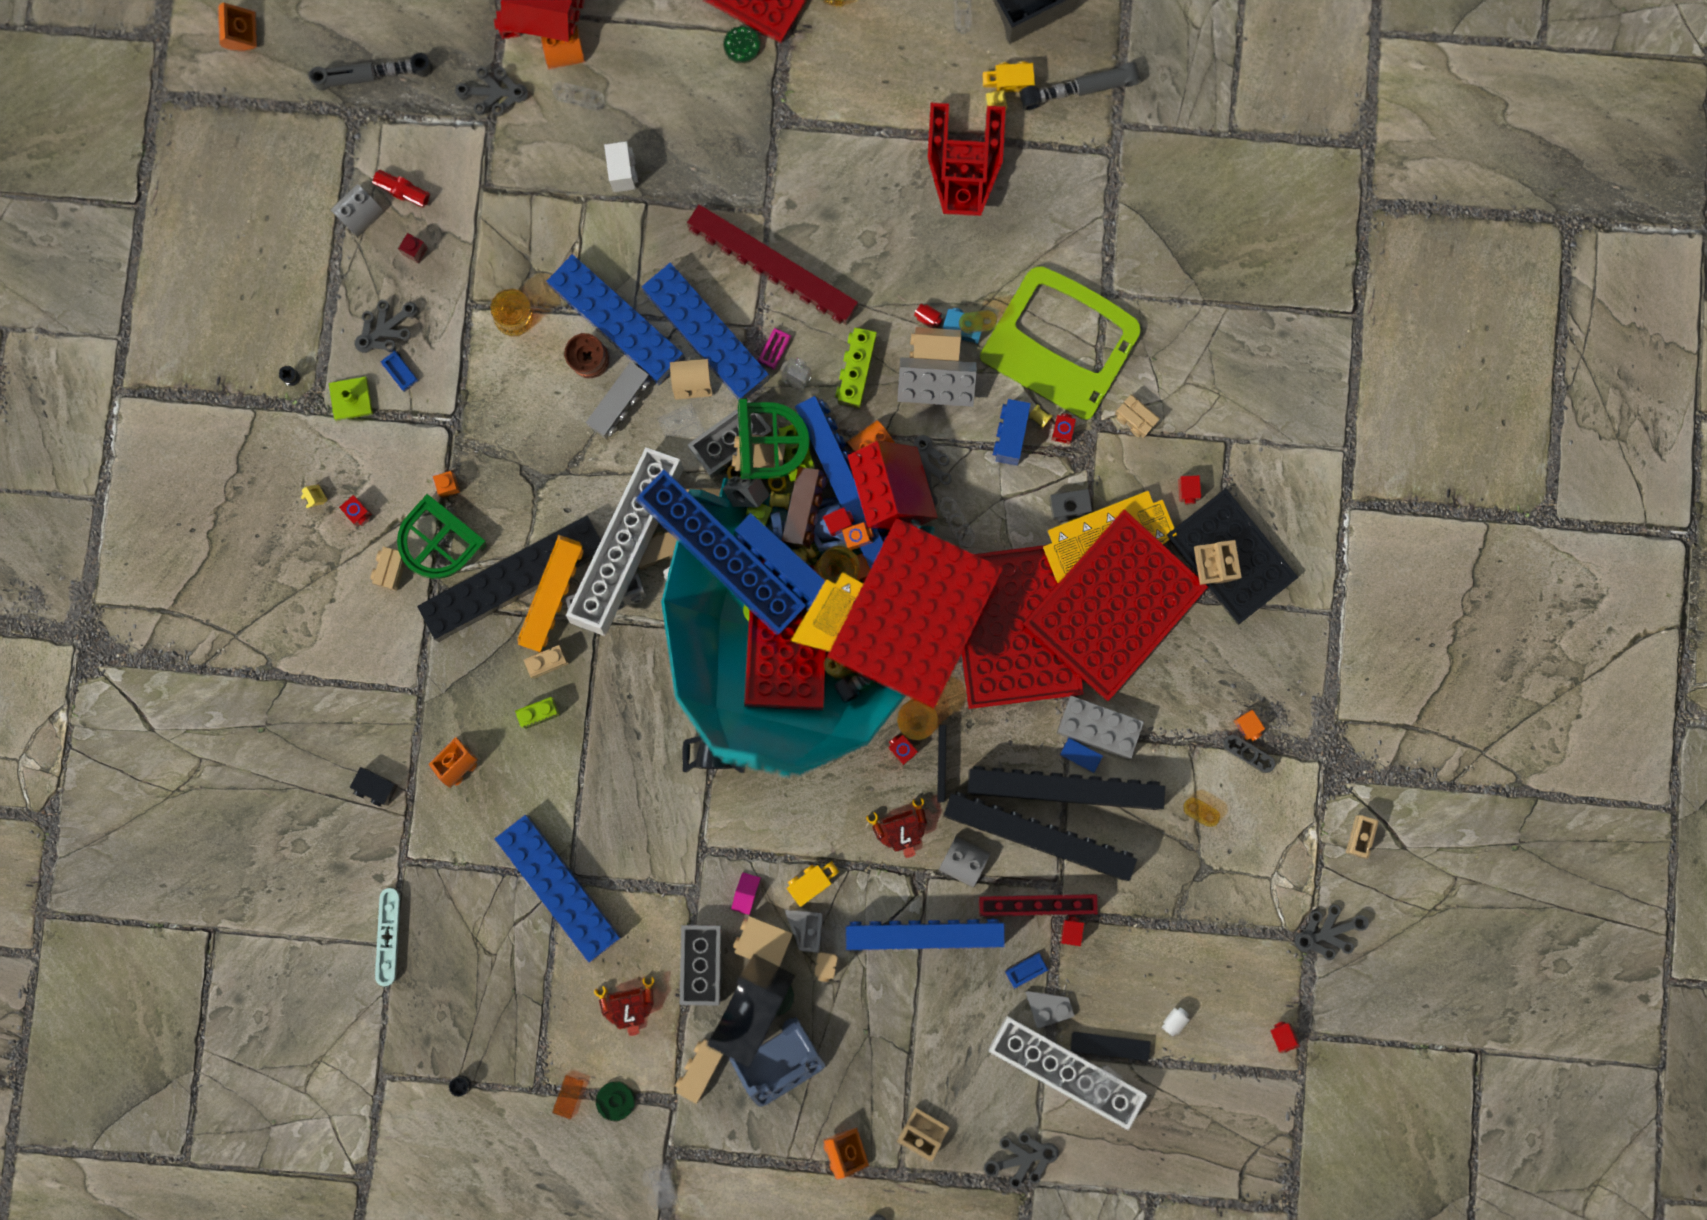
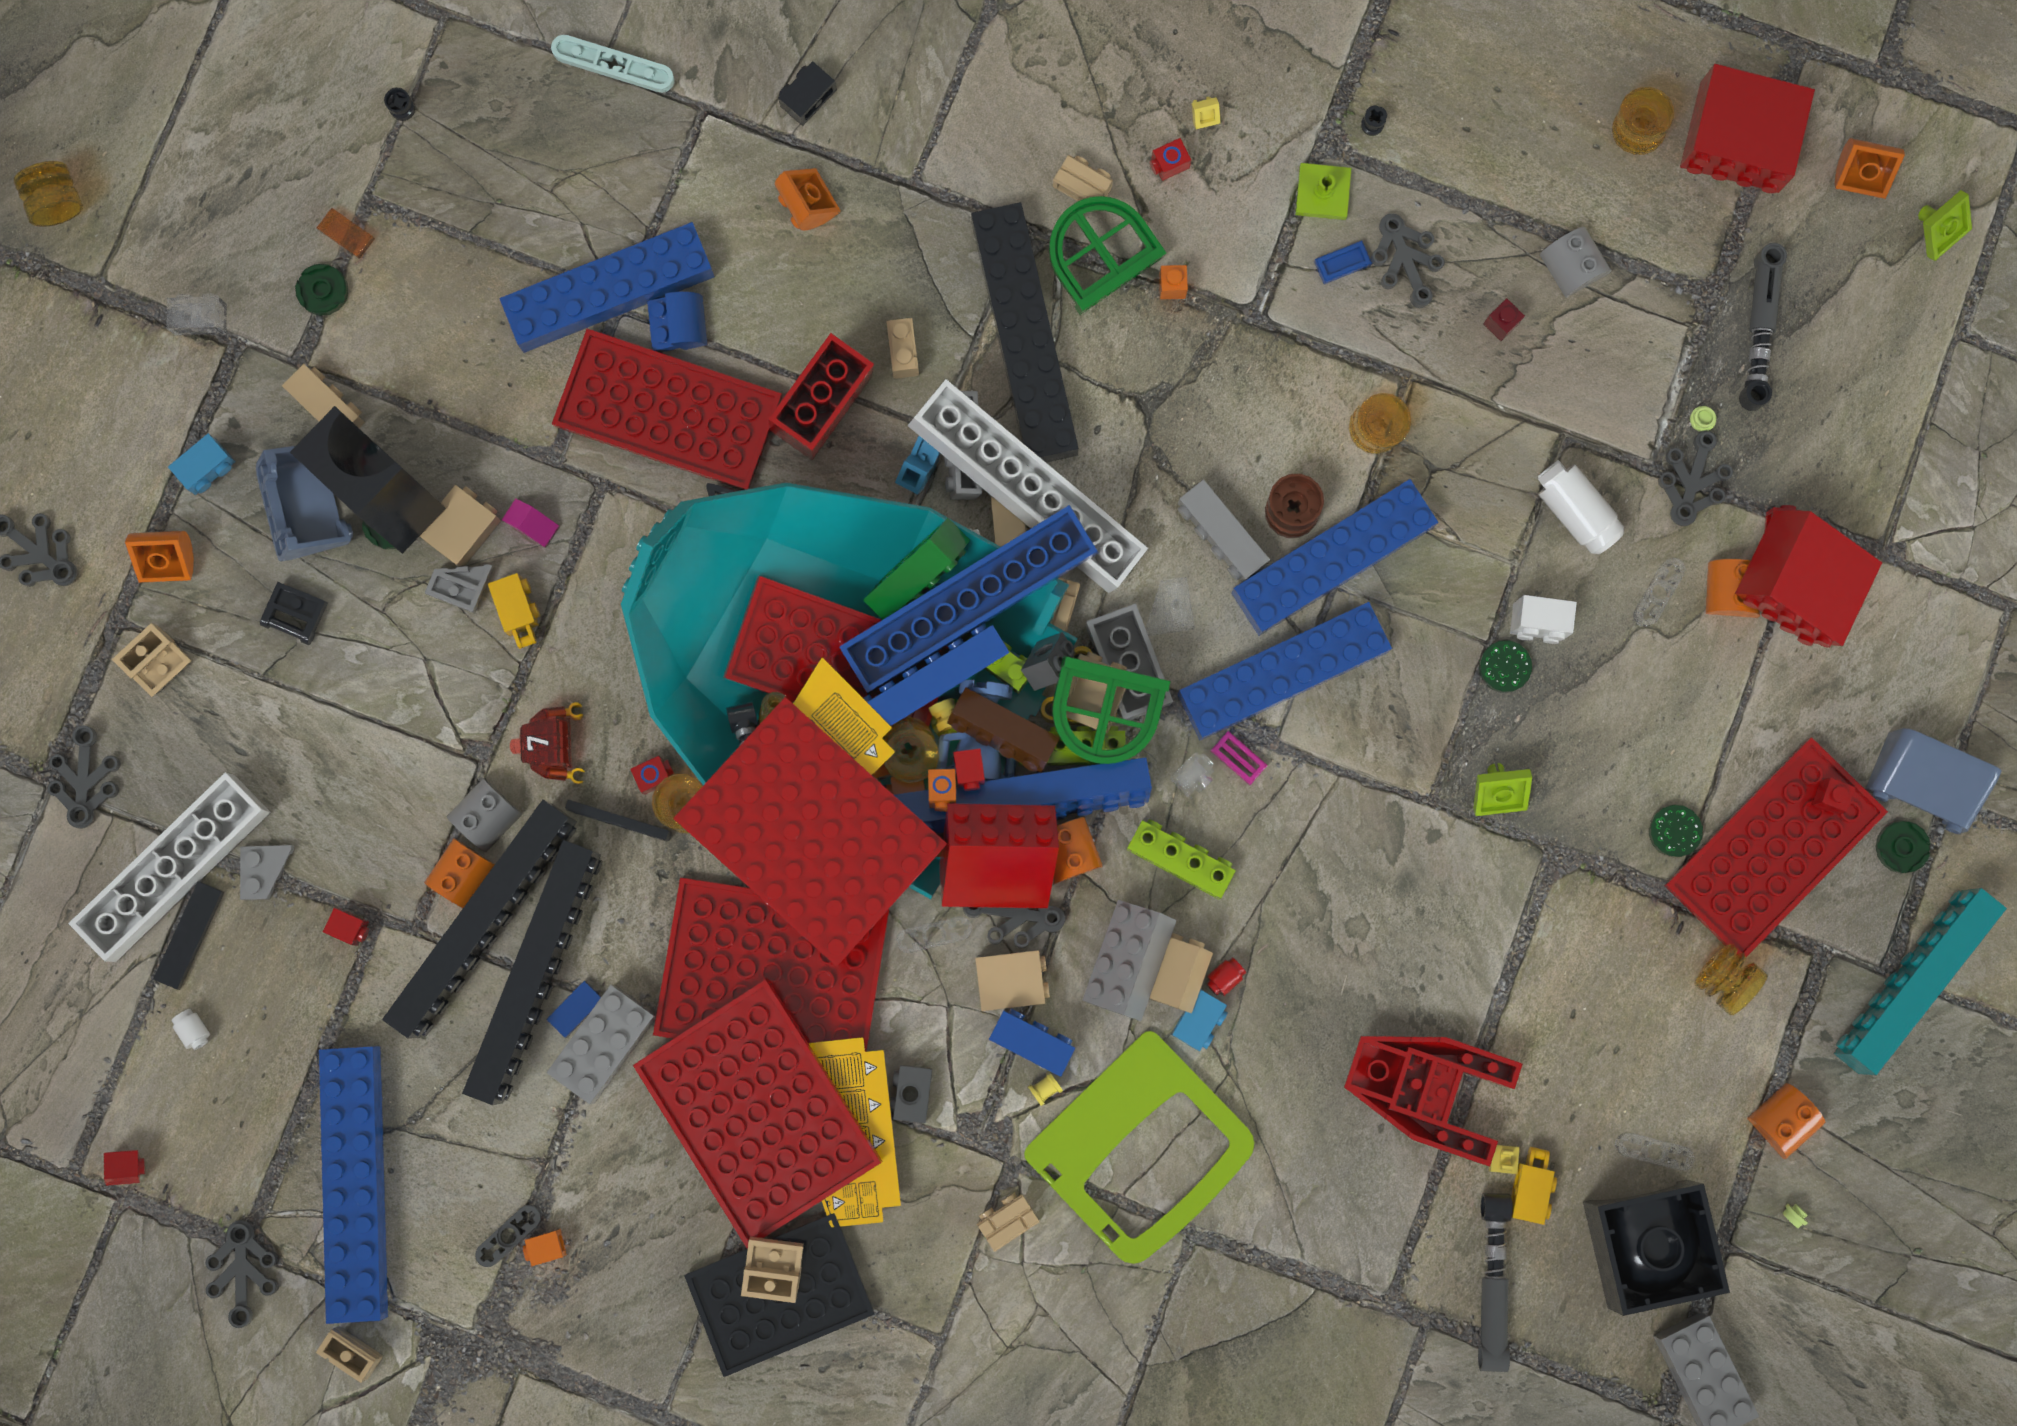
camera: 100 degrees right, 0 degrees up
(230, 115) = (1747, 128): none -> red brick
(238, 179) = (1652, 111): none -> clear yellow wheel
(401, 188) = (1590, 326): red piece -> none
(447, 96) = (1703, 418): none -> yellowish green plate
(534, 161) = (1580, 507): none -> white piece
(537, 713) = (839, 316): lime brick -> none
(549, 593) = (988, 373): light orange brick -> none
(570, 830) = (677, 321): none -> blue brick
(600, 703) = (821, 396): none -> red brick
(627, 1007) = (430, 333): clear red torso -> none
(630, 625) = (918, 466): none -> dark azure brick
(636, 818) = (666, 409): none -> red plate
(659, 185) = (1505, 666): none -> dark green tile
(690, 379) = (1225, 633): tan brick -> none
(700, 965) = (454, 438): light grey brick -> none
(708, 598) = (918, 570): none -> green brick
(748, 164) = (1502, 791): none -> lime tile
(770, 1145) = (202, 464): none -> dark azure brick
(772, 264) = (1354, 786): dark red brick -> none
(779, 500) = (1028, 705): light yellow bush -> none
(826, 966) = (402, 595): tan brick -> none
(853, 1044) = (297, 605): none -> black plate
(924, 936) = (401, 733): blue brick -> none
(973, 459) = (1011, 980): none -> tan brick
(977, 320) = (1196, 1039): clear yellow plate -> none
(1011, 865) = (458, 873): none -> orange brick
(1026, 970) = (319, 854): blue tile -> none
(1038, 905) = (395, 892): dark red brick -> none
(1063, 428) = (1019, 1116): red brick -> none
(1097, 1085) = (135, 899): clear wing -> none
(1189, 489) = (886, 1263): red brick -> none
(1201, 811) = (451, 1146): clear yellow plate -> none
(1246, 871) = (353, 1185): none -> blue brick

